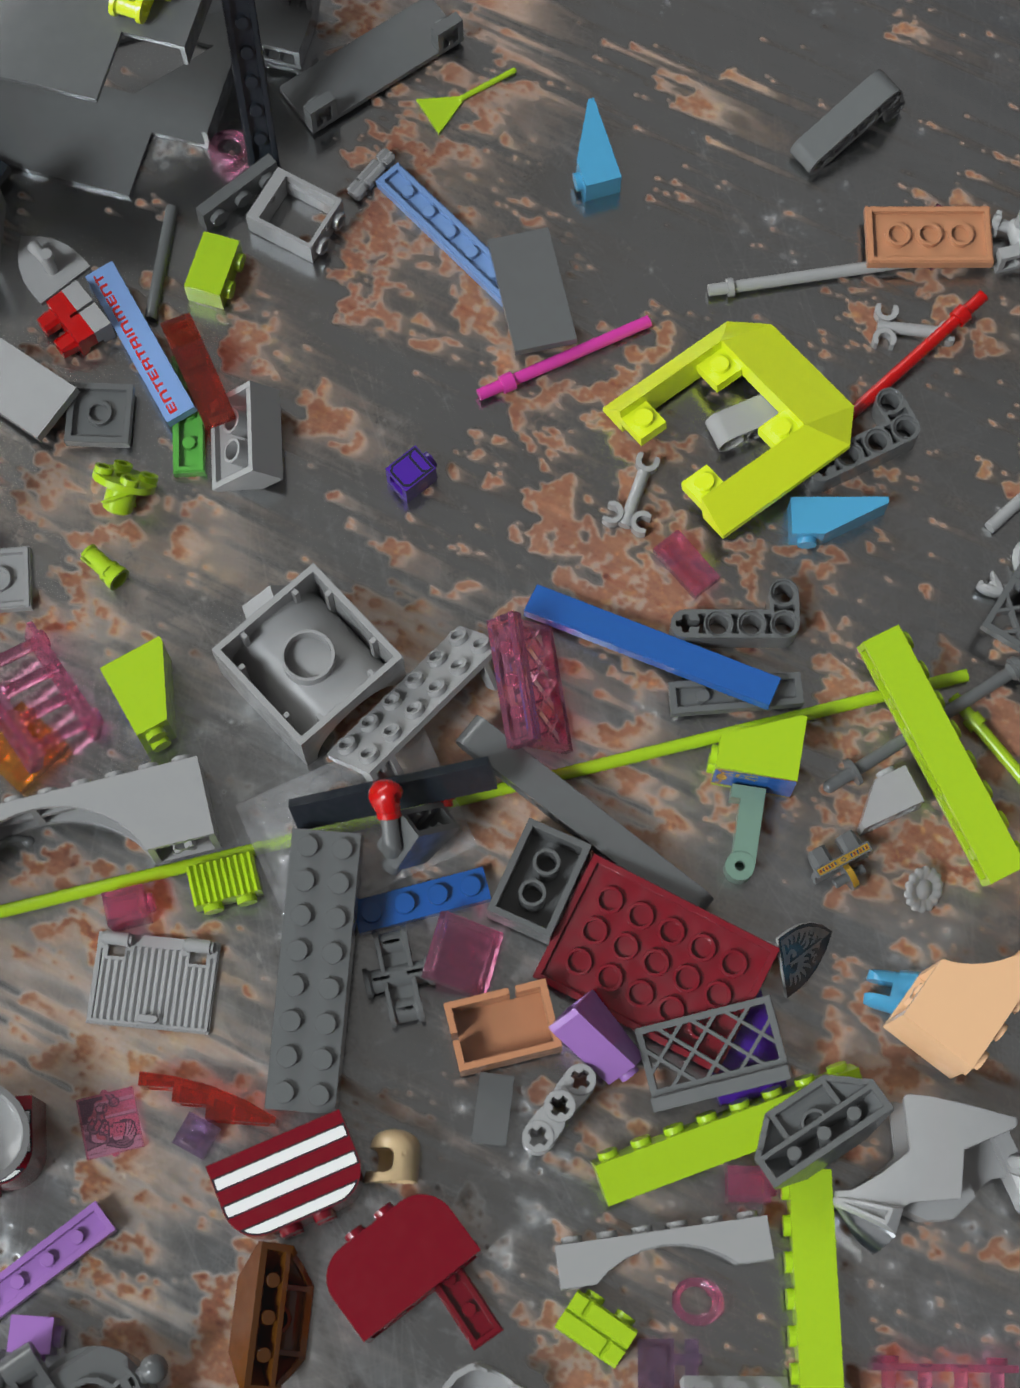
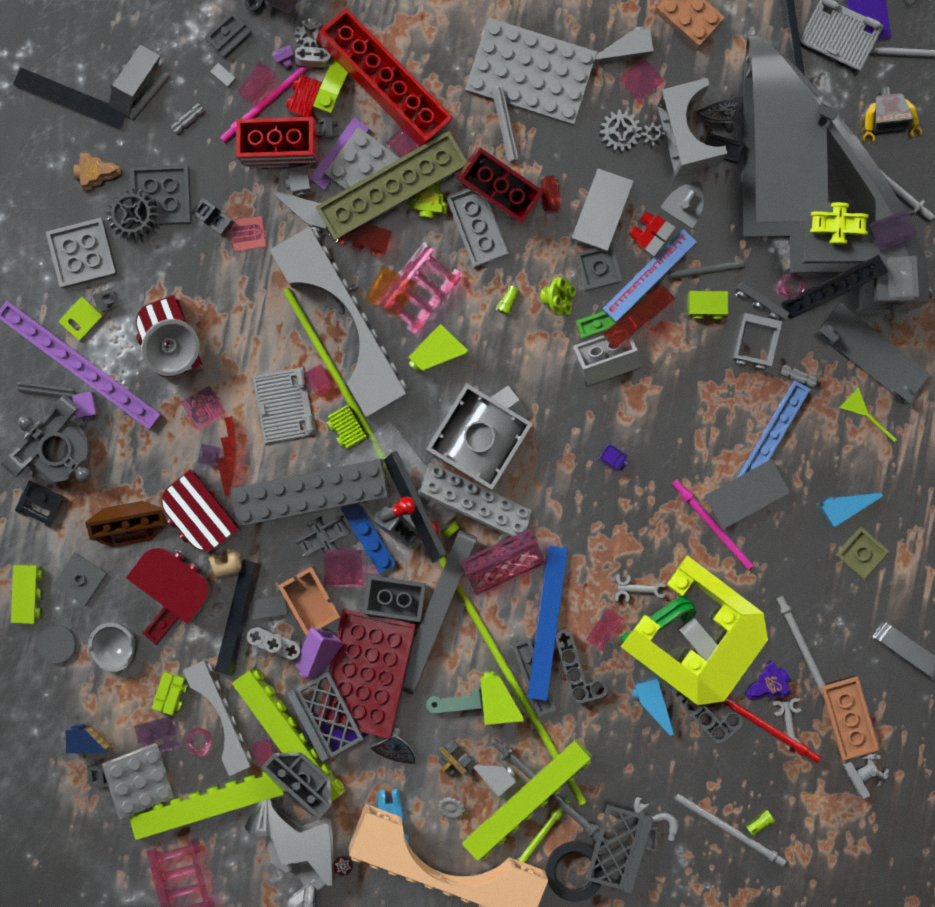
camera: 70 degrees right, 15 degrees up
(449, 754) = (450, 529): none -> lime tile
(496, 1166) = (237, 617): none -> black tile
(673, 158) = (862, 553): none -> olive tile
(686, 438) = (678, 607): none -> green piece
(842, 336) = (770, 684): none -> dark purple rock
(982, 1097) = (343, 865): none -> dark red tile

